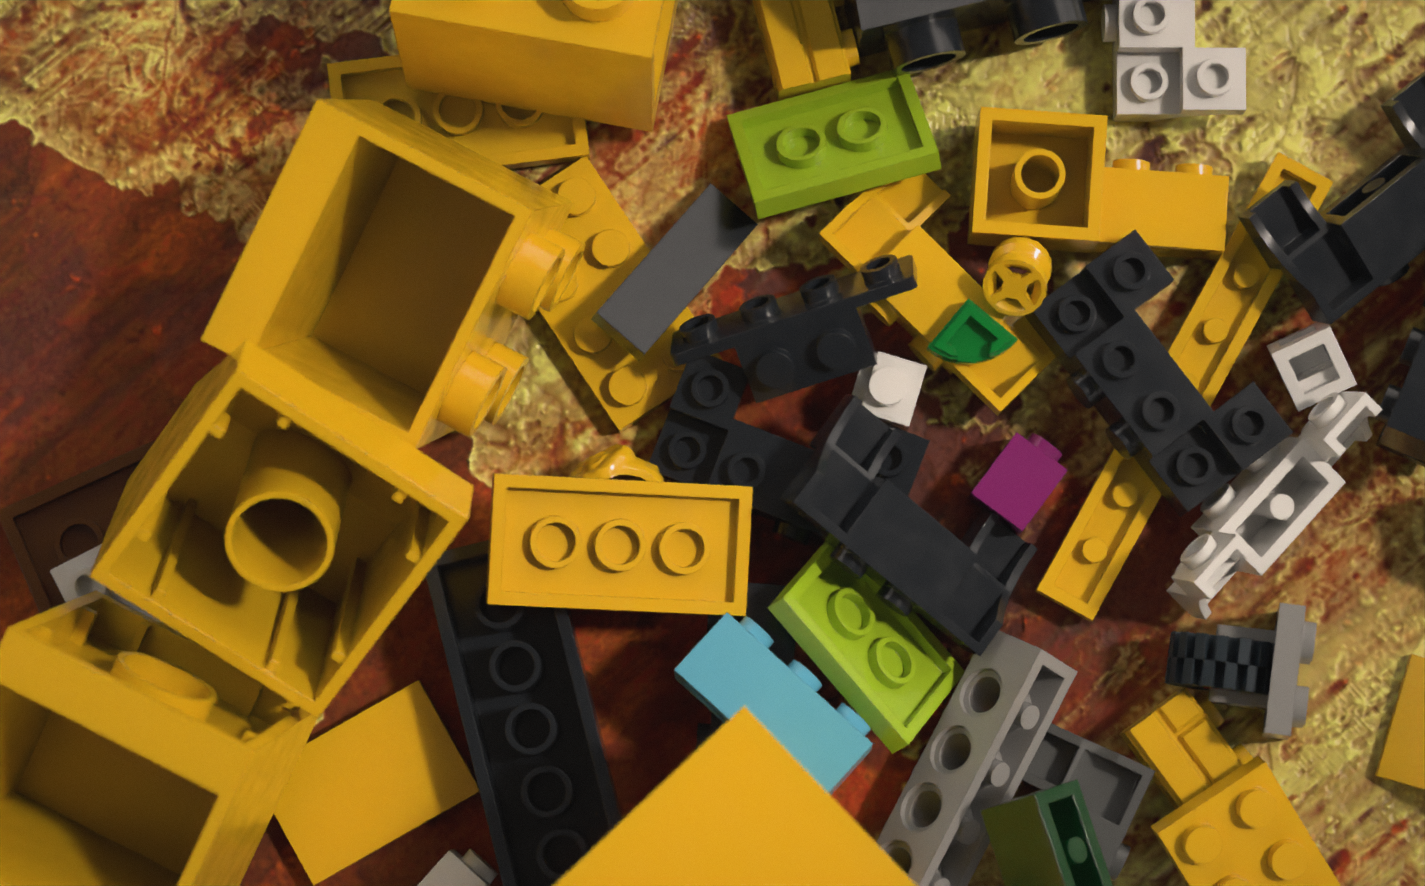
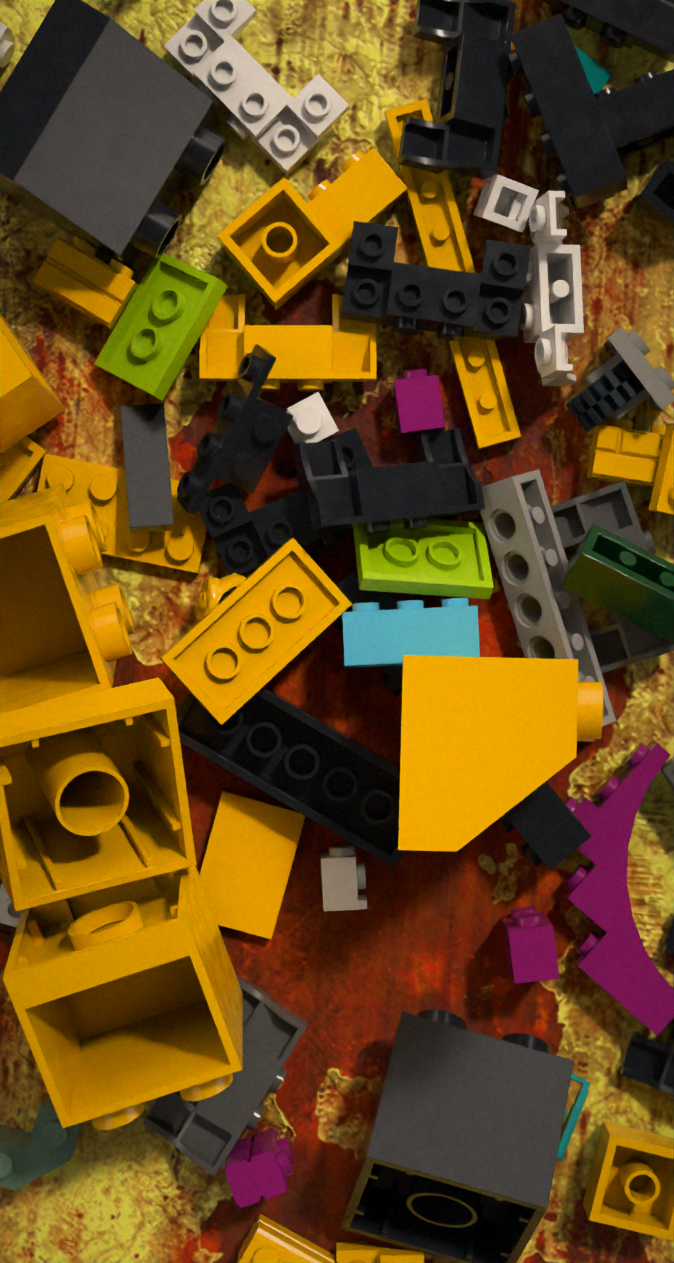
camera: 50 degrees left, 5 degrees up
(971, 337) = (326, 355): green tile -> none
(1016, 292) = (323, 313): yellow wheel -> none

